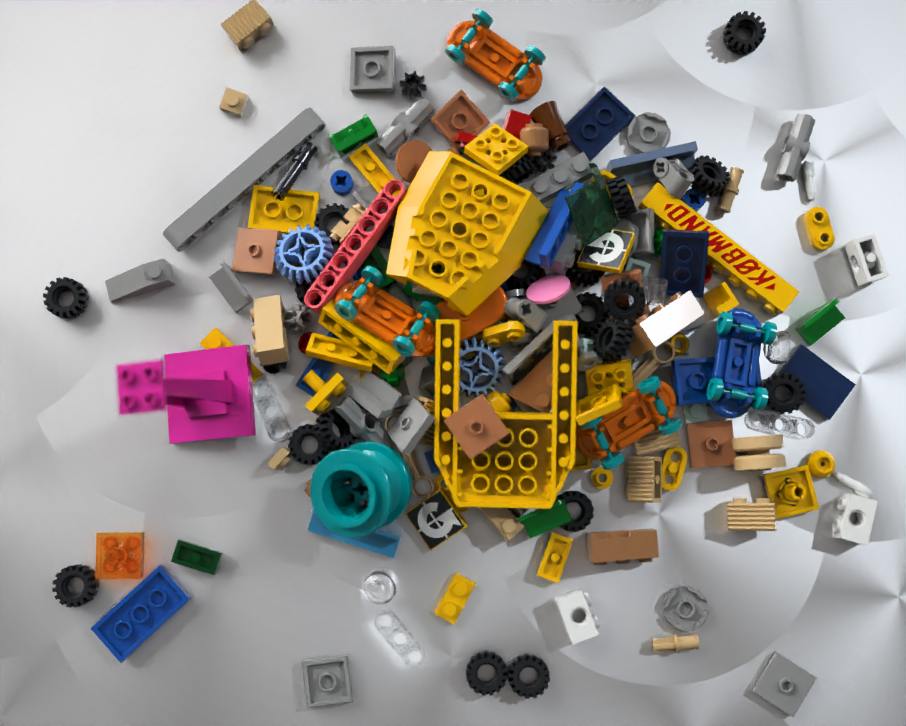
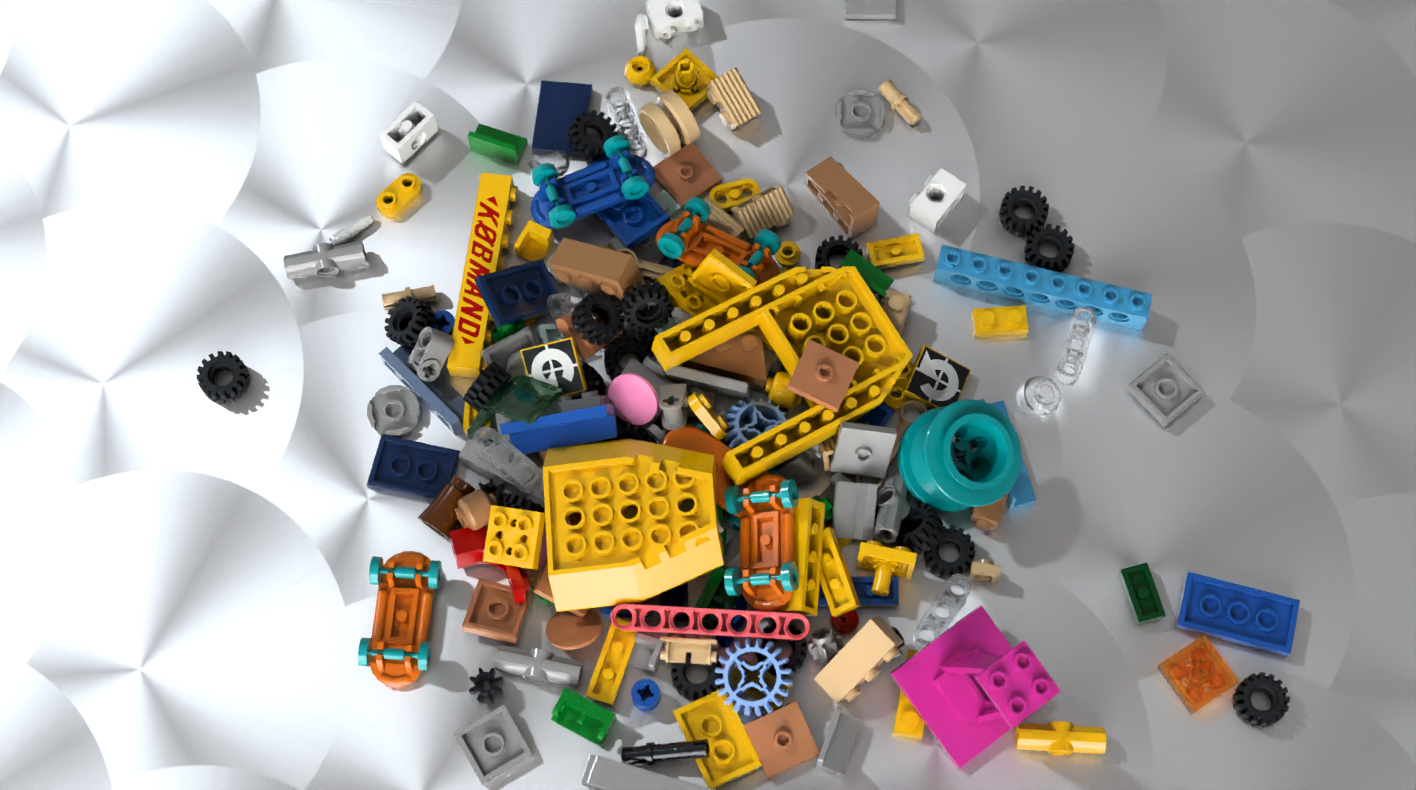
camera: 120 degrees left, 15 degrees down
(137, 436) = (1060, 738): none -> yellow piece
(458, 646) = (1042, 287): none -> dark azure brick
(563, 168) = (501, 448): none -> clear beam

